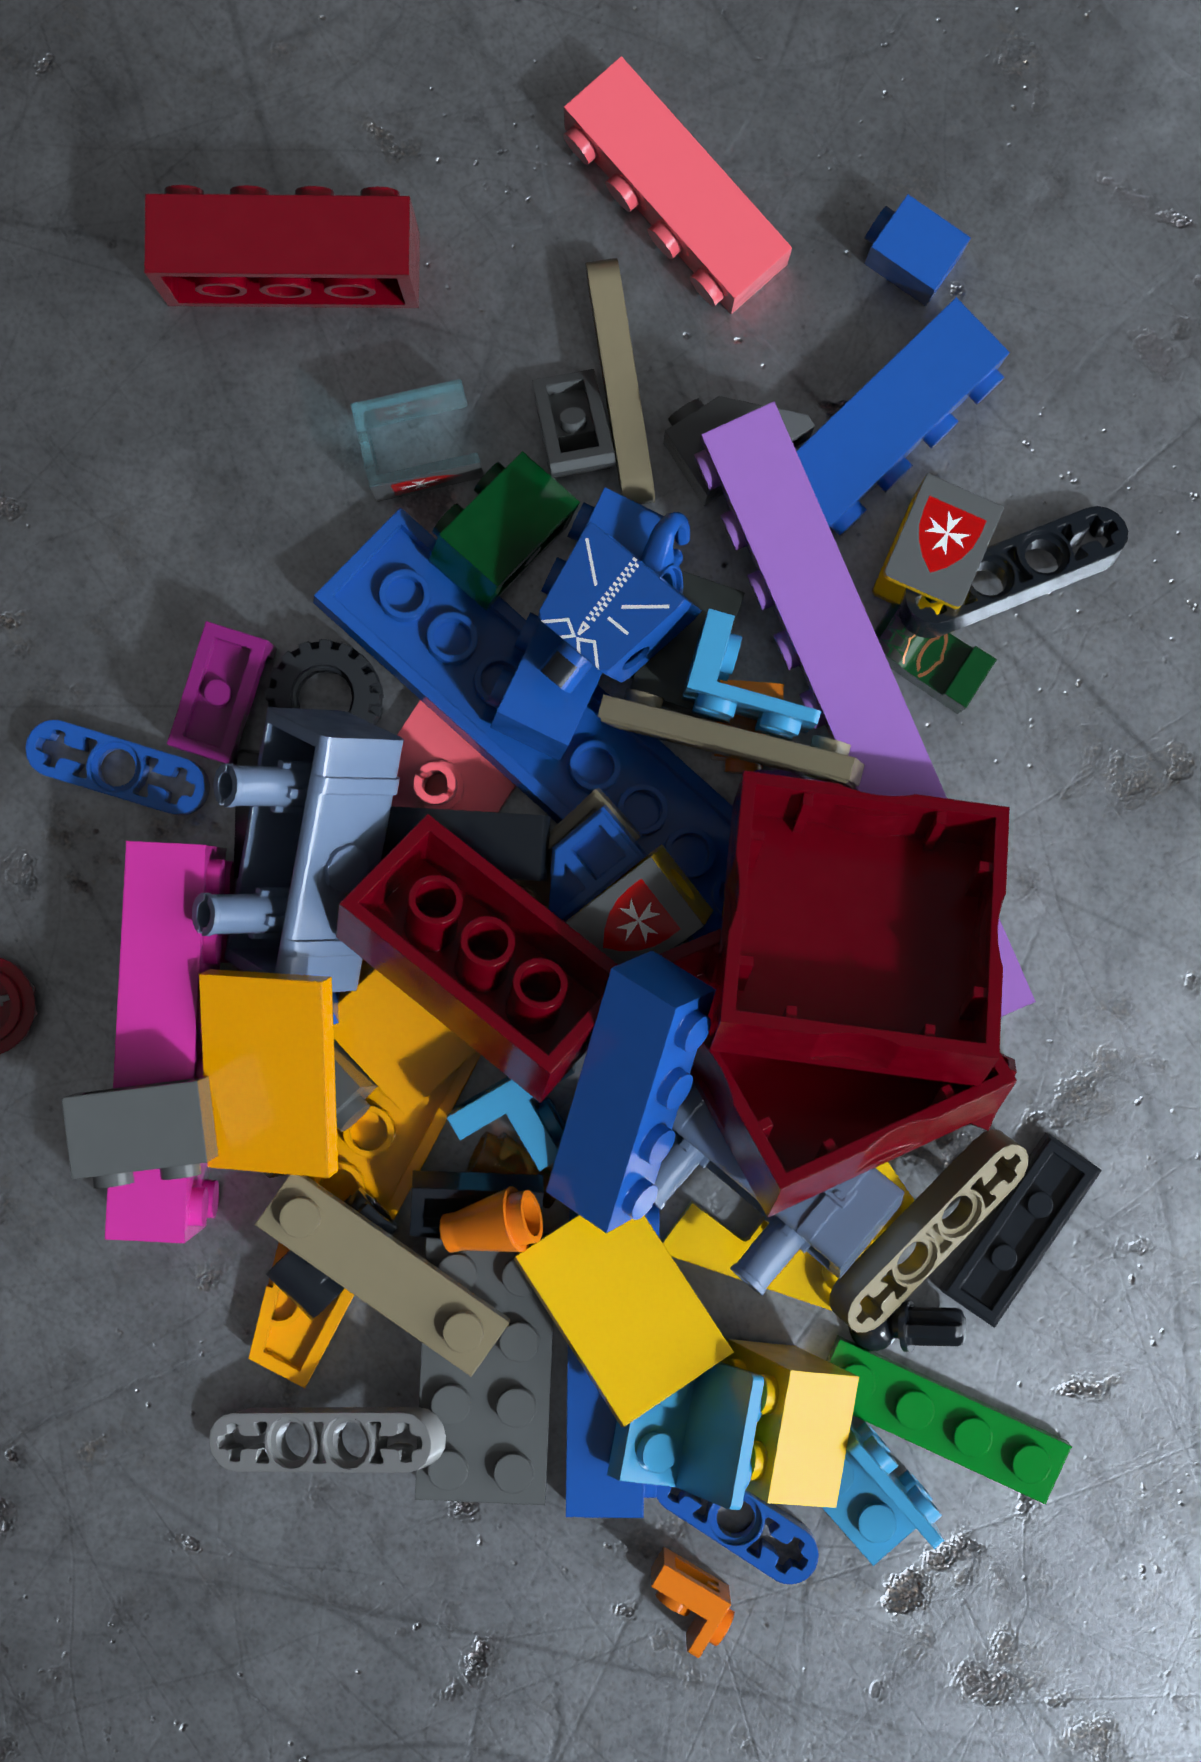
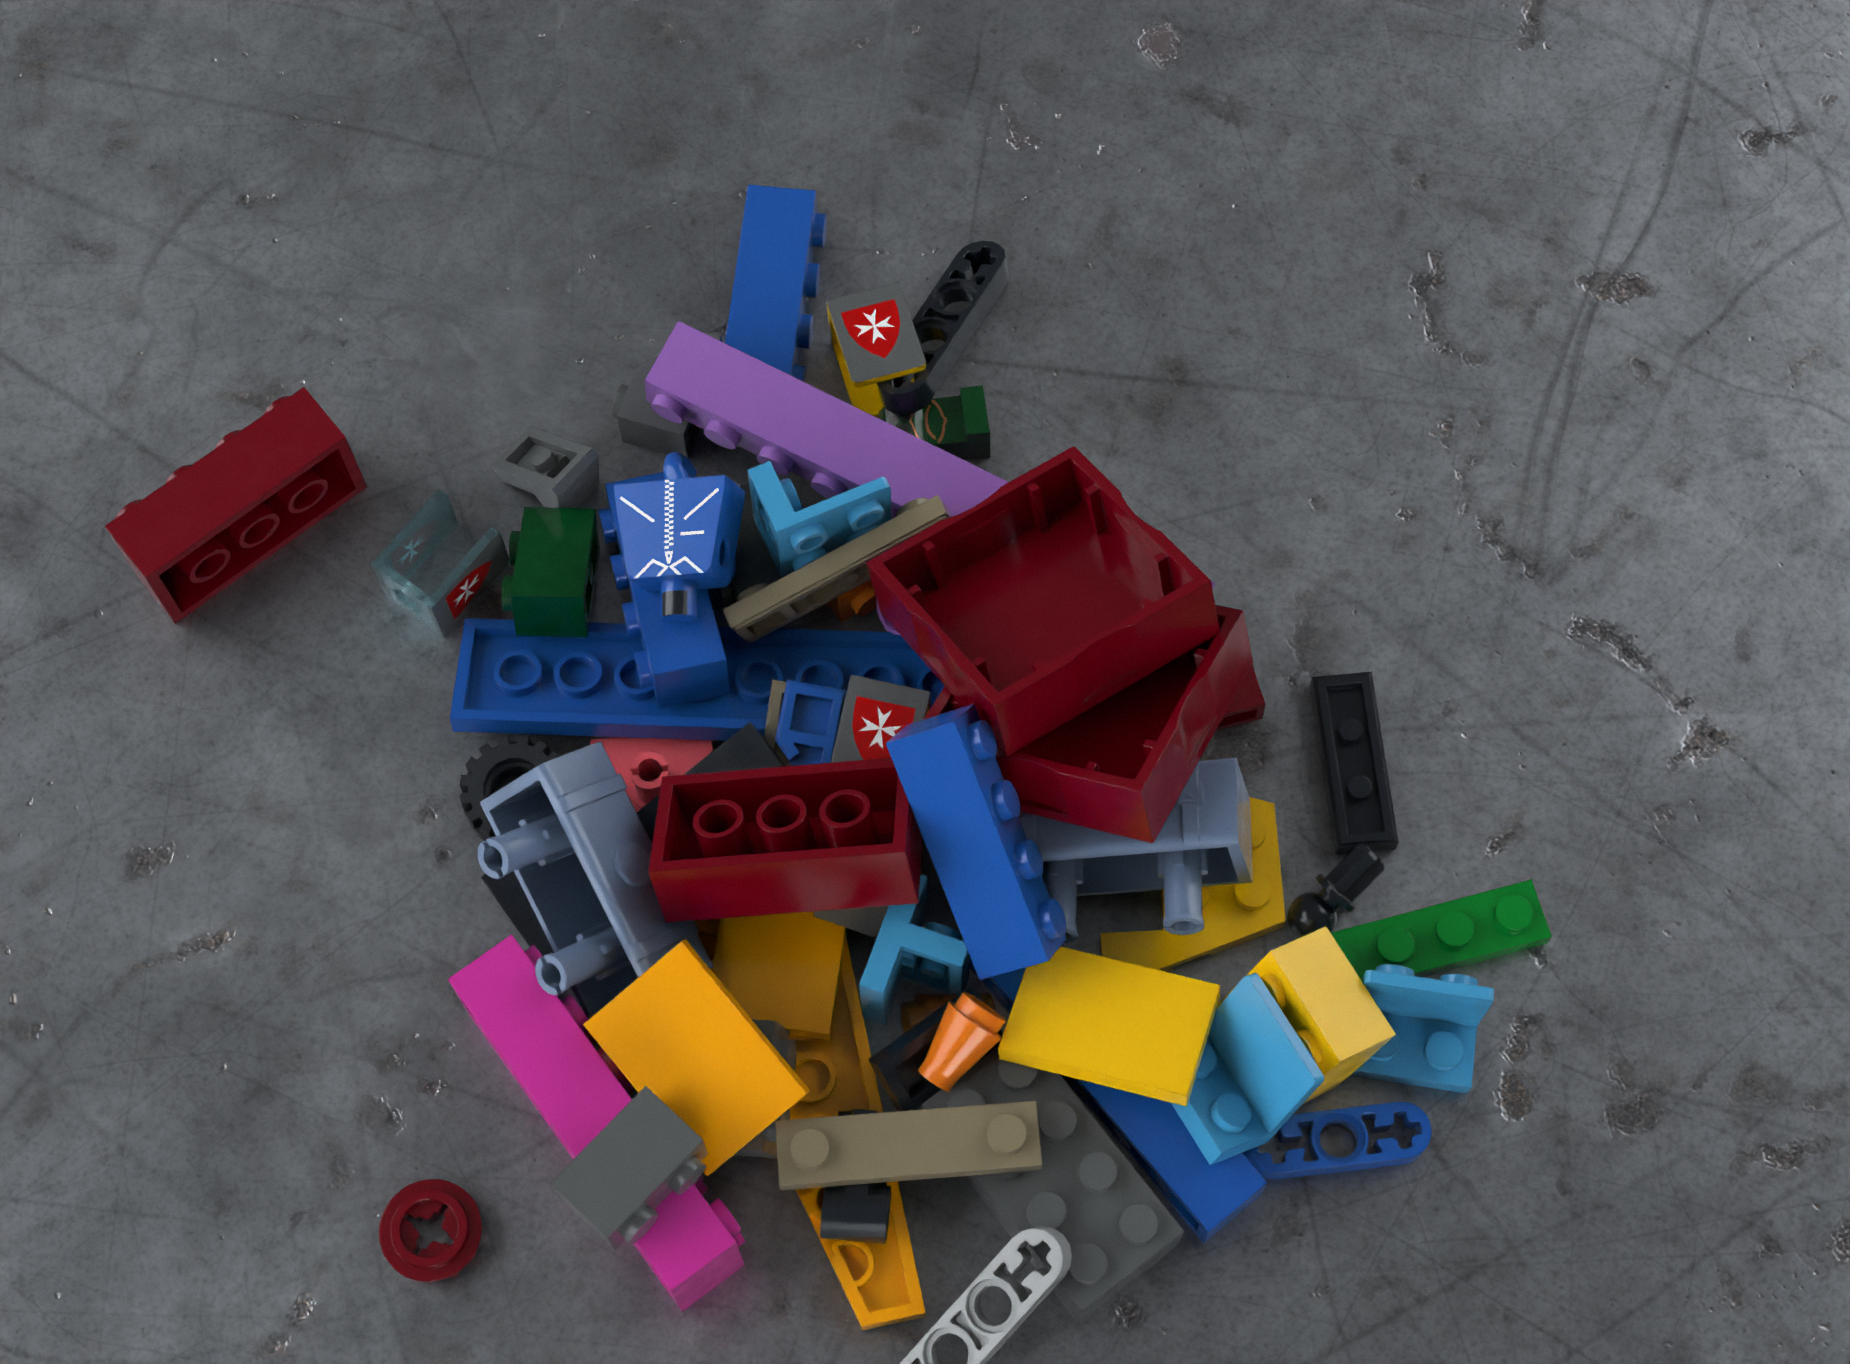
camera: 40 degrees left, 20 degrees down
(69, 770) = (357, 1001): blue beam -> none
(219, 693) = (436, 848): magenta panel -> none
(620, 380) = (550, 410): dark tan beam -> none
(675, 187) = (490, 267): coral brick -> none
(687, 1589) = (1349, 1220): orange bracket -> none
(862, 1295) = (1280, 874): dark tan beam -> none
(914, 248) = (692, 183): blue brick -> none

